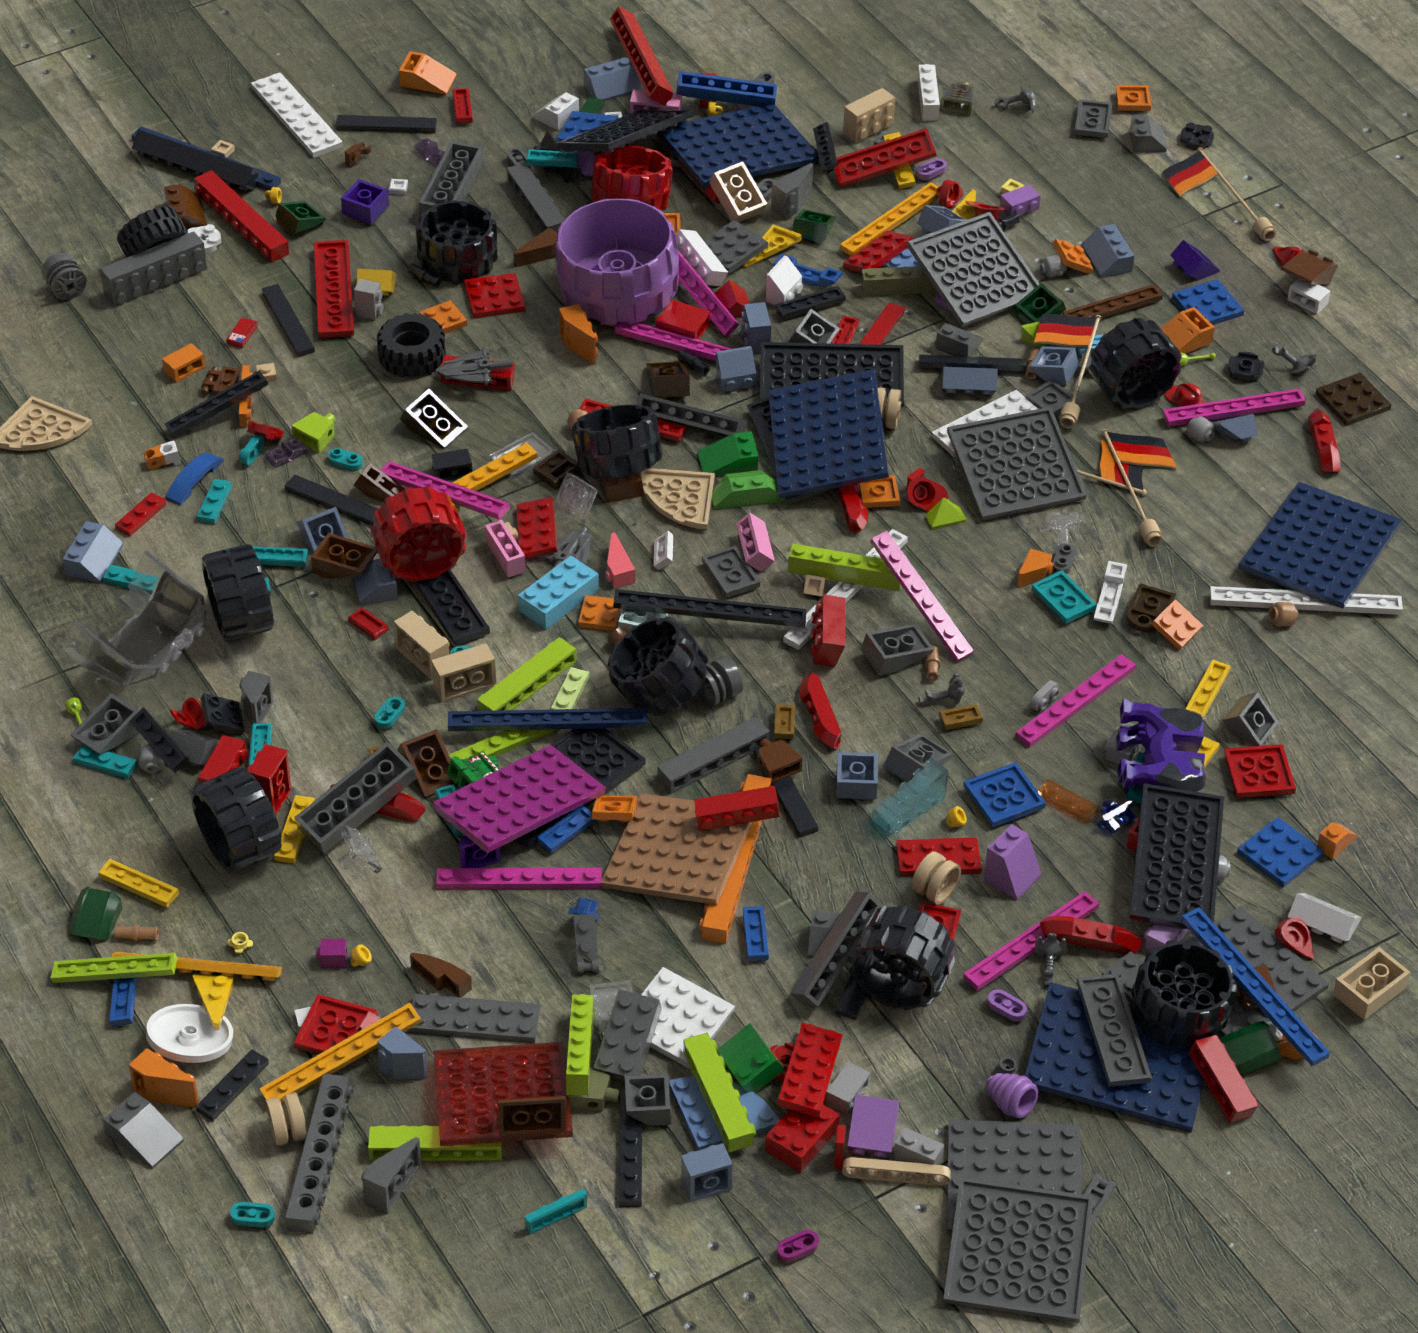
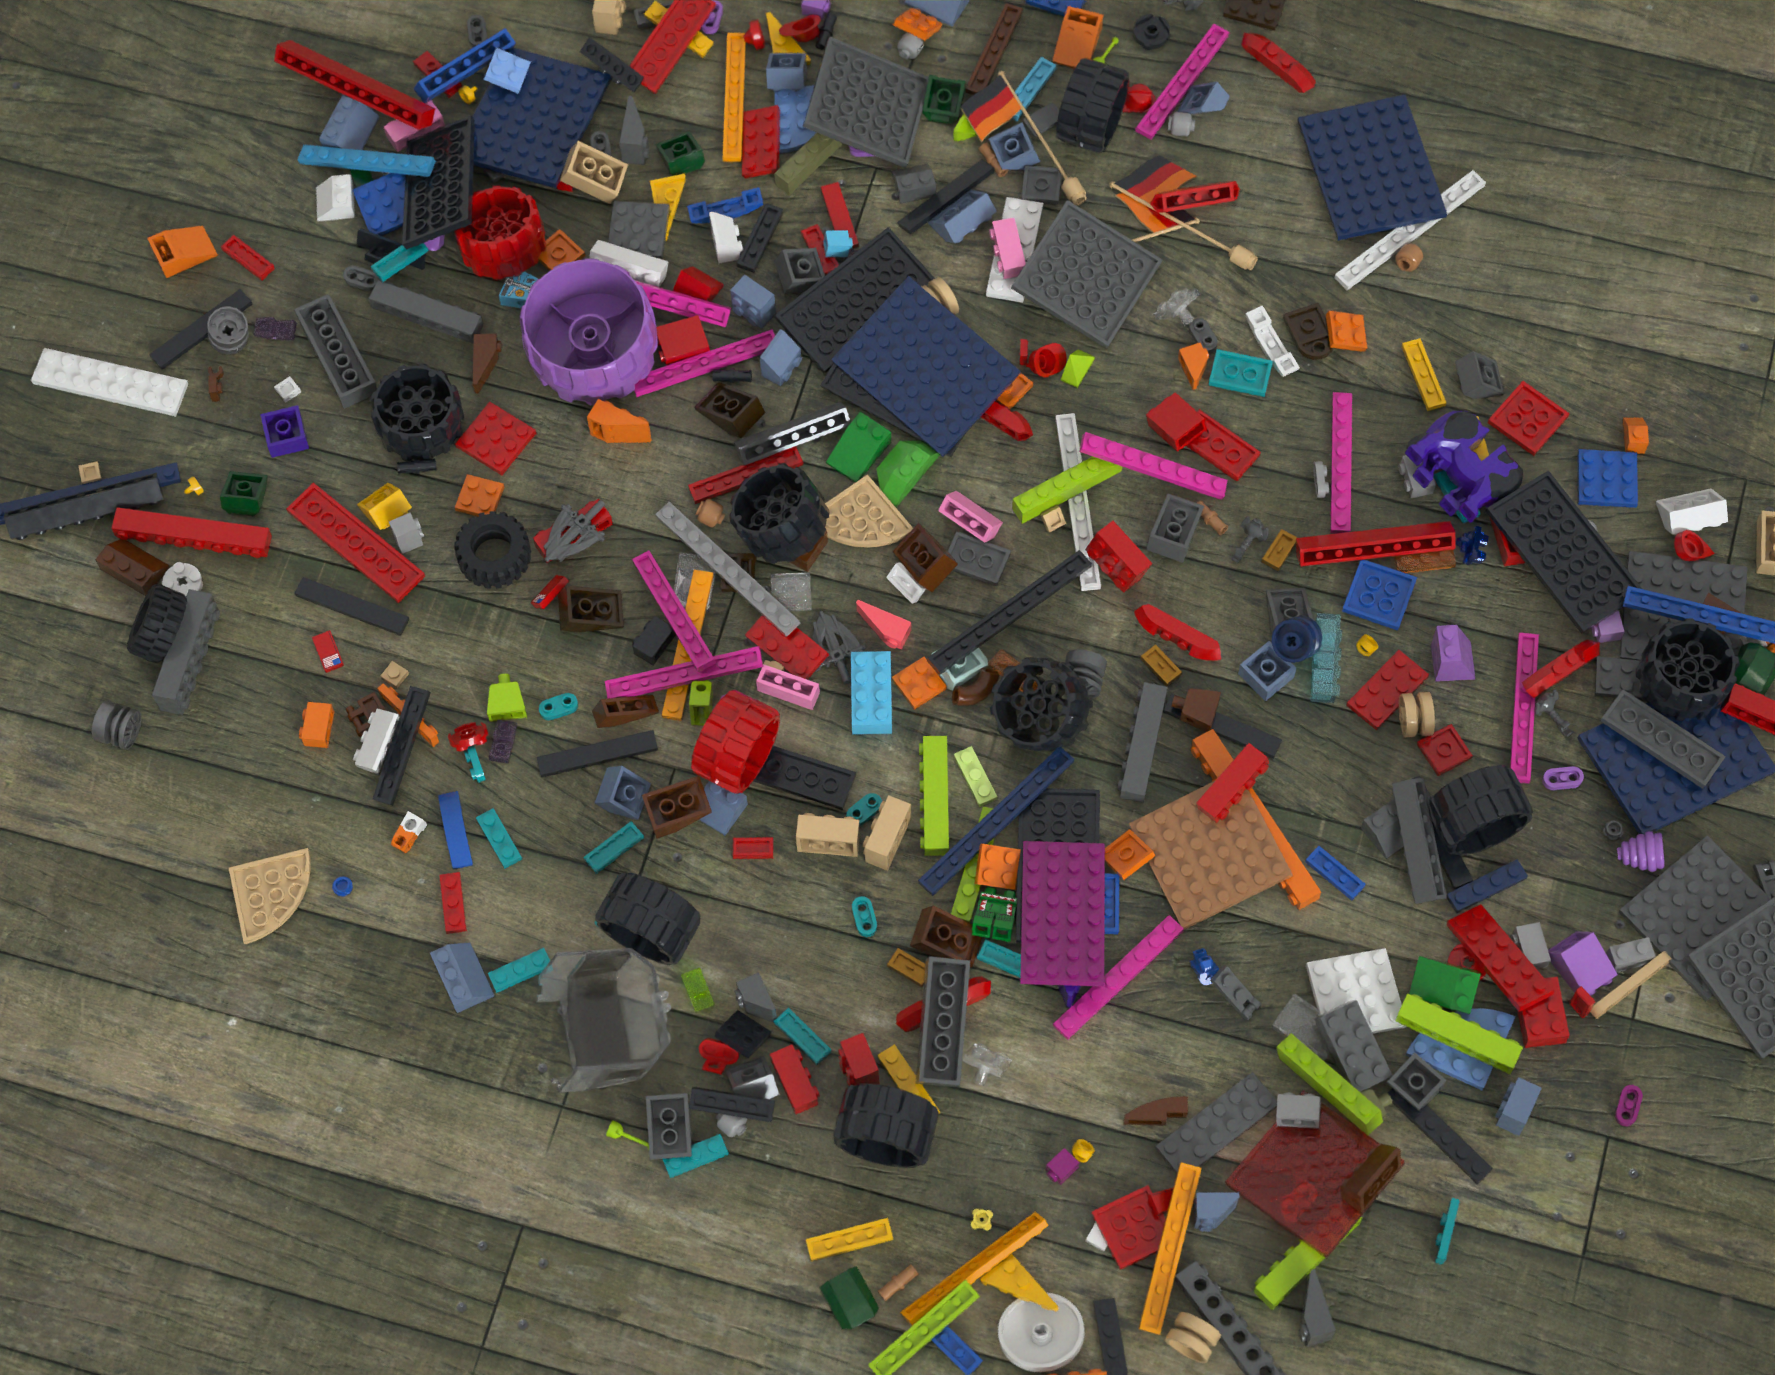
camera: 40 degrees left, 20 degrees up
(86, 455) = (342, 886): none -> blue plate
(203, 389) = (376, 741): none -> white slope
(229, 672) = (697, 990): none -> clear neon green slope
(397, 128) = (227, 320): none -> flat silver wheel
(411, 395) = (549, 592): none -> red tile
(481, 453) = (674, 611): none -> dark pink plate
(513, 744) = (997, 866): none -> orange plate
(537, 1044) = (1298, 1110): none -> light grey brick
(549, 458) = (728, 569): none -> light grey plate
(598, 98) = (366, 160): none -> dark azure plate
(692, 544) = (925, 558): none -> reddish brown slope
(750, 107) = (507, 70): none -> light blue plate
(856, 333) = (837, 243): none -> medium azure brick
(864, 1028) = (1486, 886): none -> dark blue plate
(894, 759) = (1297, 639): none -> dark blue wheel
(975, 588) = (1176, 421): none -> red brick
(979, 407) = (1007, 247): none -> bright pink brick
(994, 628) = (1224, 449): none -> red tile
(1038, 759) = (1375, 543): none -> red brick
(1157, 473) = (1195, 196): none -> red brick

